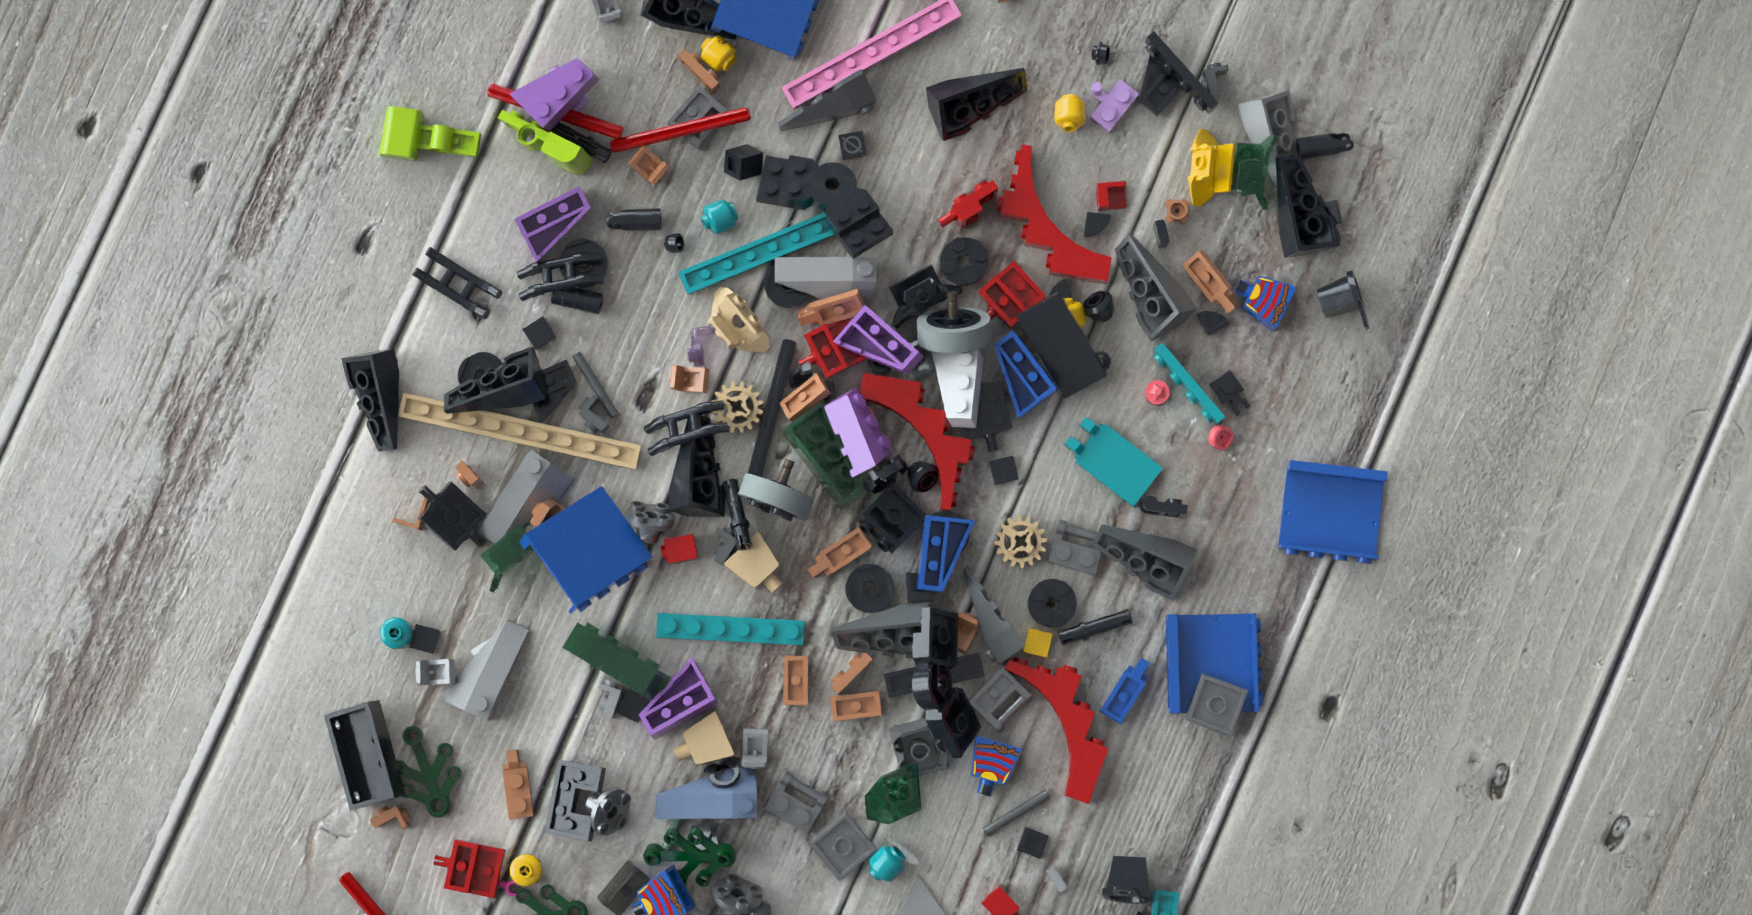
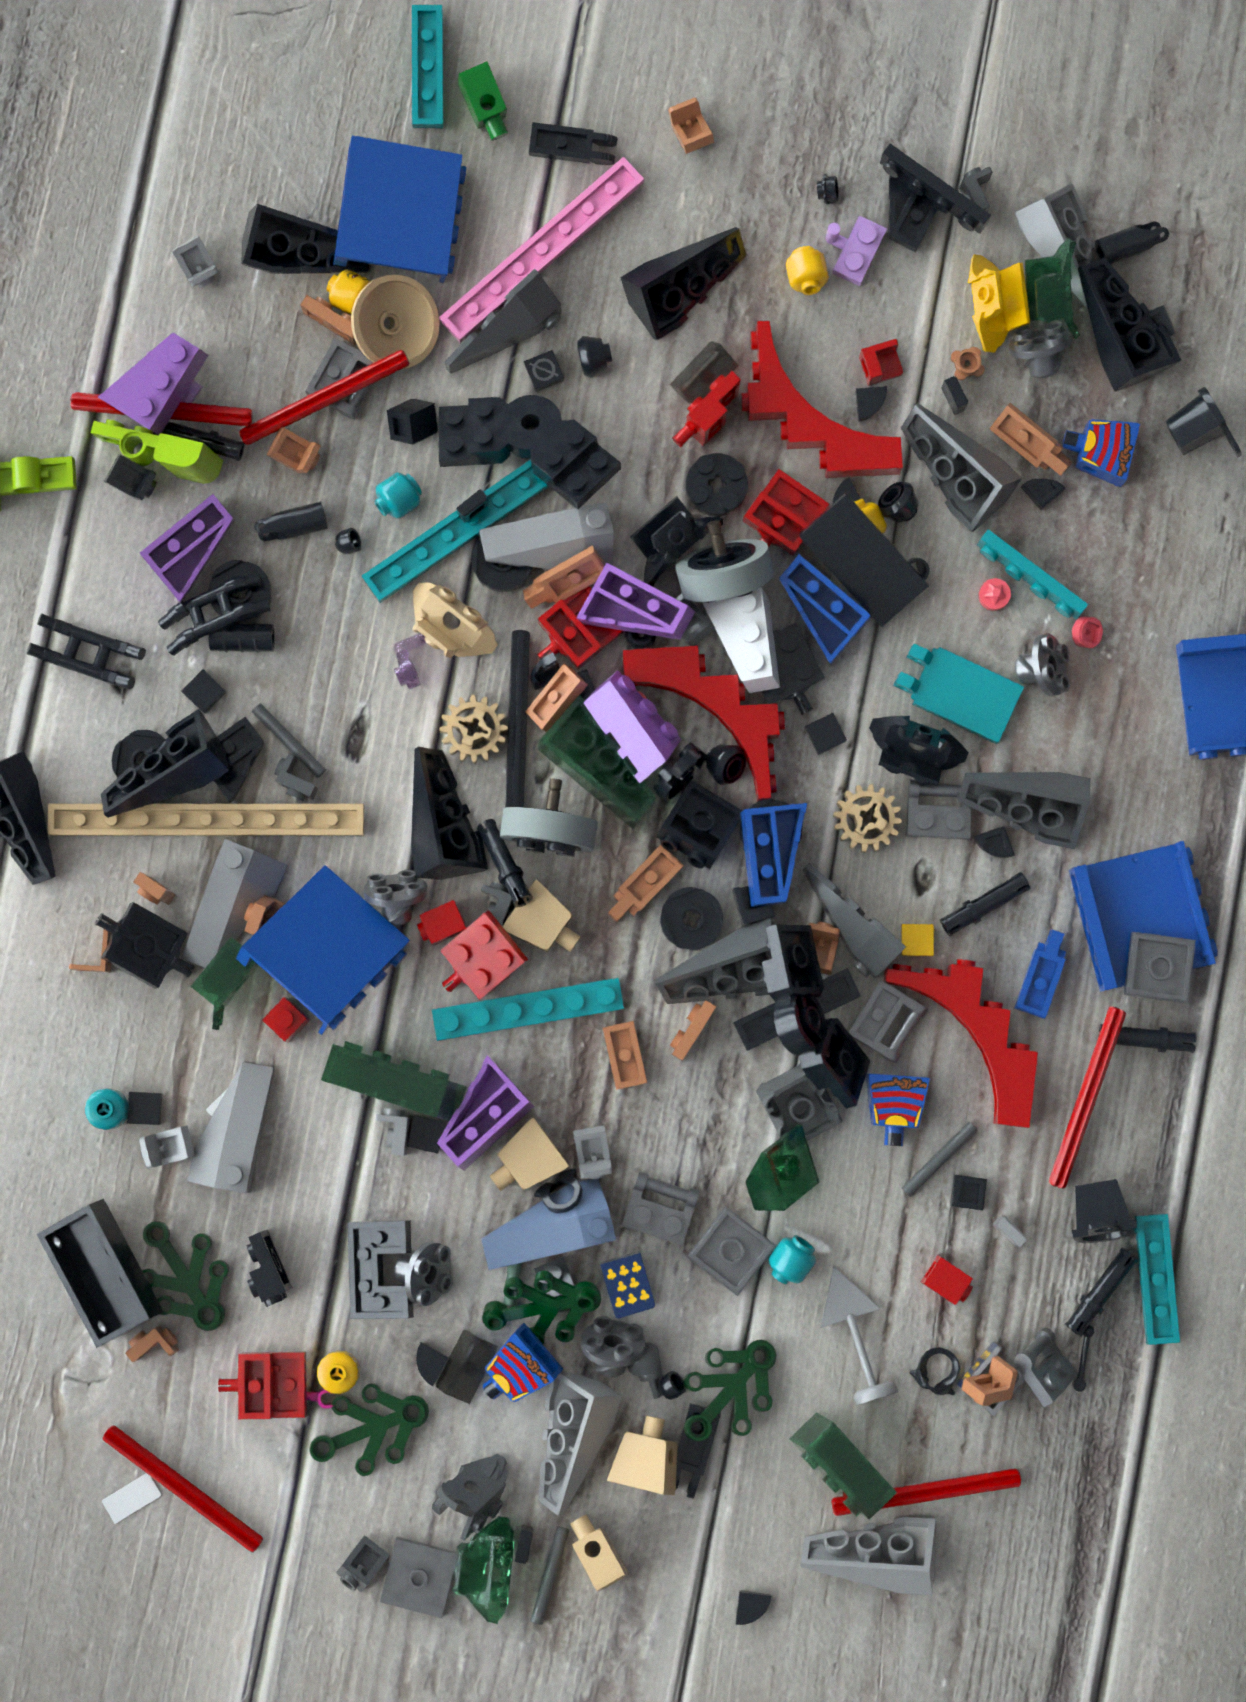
camera: 15 degrees left, 0 degrees up
(490, 789) = (271, 1279): none -> black plate
(517, 787) = (303, 1269): nougat hinge -> none
(520, 159) = (131, 478): none -> black bracket
(546, 596) = (286, 1019): none -> red brick
(596, 879) = (430, 1362): none -> black tile
(689, 379) = (405, 707): nougat bracket -> none
(697, 430) = (430, 768): black piece -> none
(704, 581) = (482, 956): none -> plate
(758, 853) = (627, 1284): none -> dark blue piece
(760, 85) = (411, 318): none -> tan dish
(774, 238) = (472, 506): none -> black tile
(855, 706) = (707, 1070): nougat plate -> none
(892, 142) = (593, 355): none -> black cone
(973, 172) = (703, 371): none -> clear smoke slope
(1064, 610) = (930, 869): black plate -> none
(1086, 501) = (925, 766): none -> black piece
(1114, 582) = (995, 843): none -> black tile
(1138, 791) = (1087, 1097): none -> red axle
(1169, 508) = (1048, 733): black plate -> none
(1182, 456) = (1045, 665): none -> flat silver plate
(1195, 756) = (1158, 1039): none -> black pin
(1228, 389) = (1082, 570): black plate -> none
(1234, 212) = (1041, 348): none -> flat silver plate

